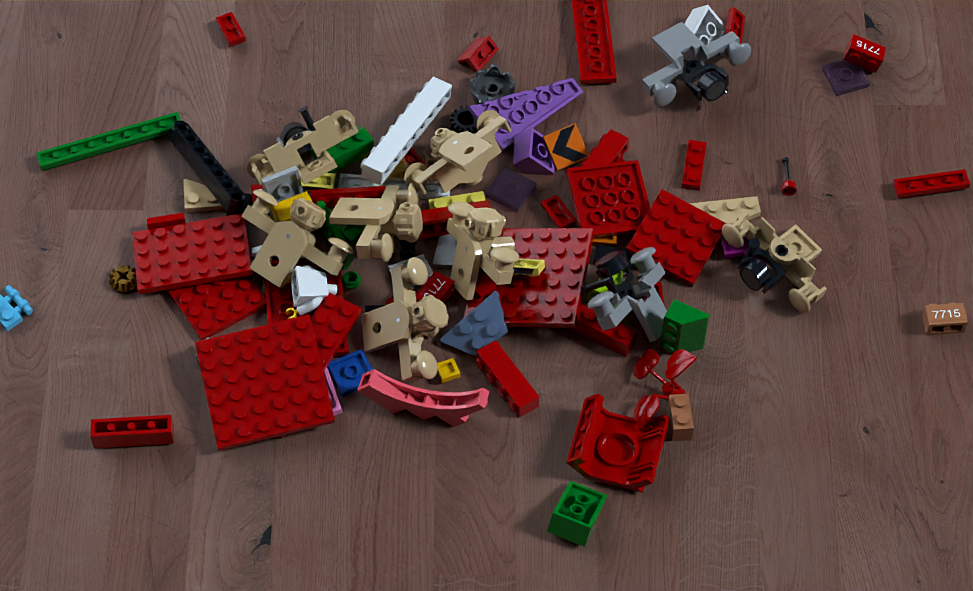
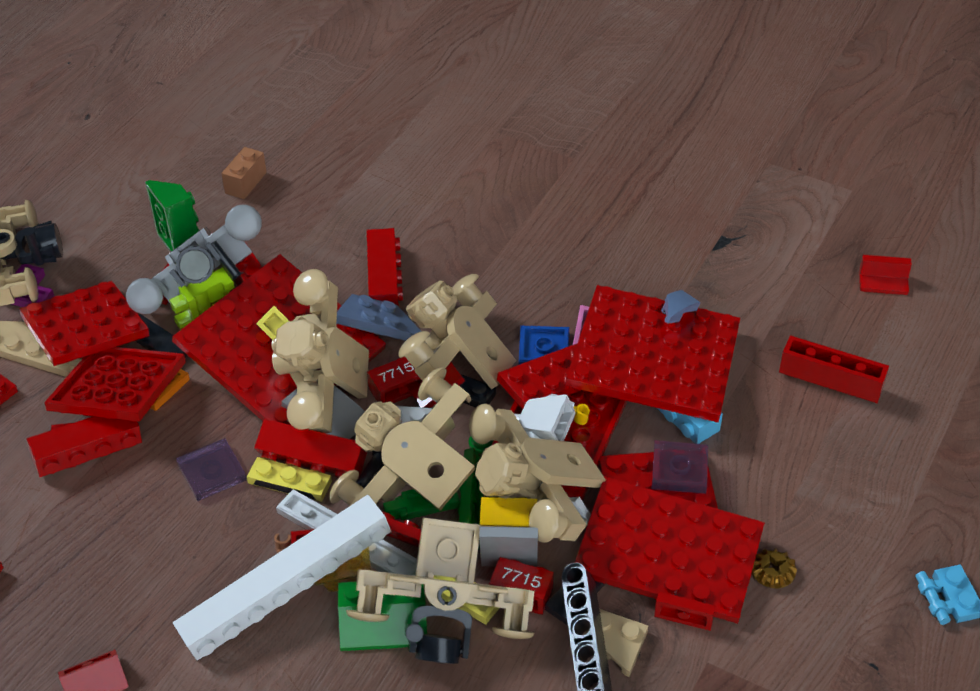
camera: 150 degrees left, 10 degrees down
(122, 552) = (884, 274): none -> red panel
(208, 308) = (680, 466): none -> clear purple tile
(262, 417) = (677, 304): none -> sand blue slope
(396, 396) = (465, 254): coral arch -> none
(459, 155) = (245, 487): tan piece -> none
(460, 115) = (196, 589): black tyre -> none
(491, 79) = (120, 589): dark grey plate -> none
(528, 107) = (133, 547): medium lavender wing -> none
(532, 153) = (148, 493): medium lavender slope -> none
(558, 212) = (182, 412): red plate -> none
(566, 146) = (102, 481): orange piece -> none
(576, 513) = (406, 141): green slope -> none
(614, 448) = (319, 168): red panel -> none
(676, 364) = (217, 160): red plant -> none

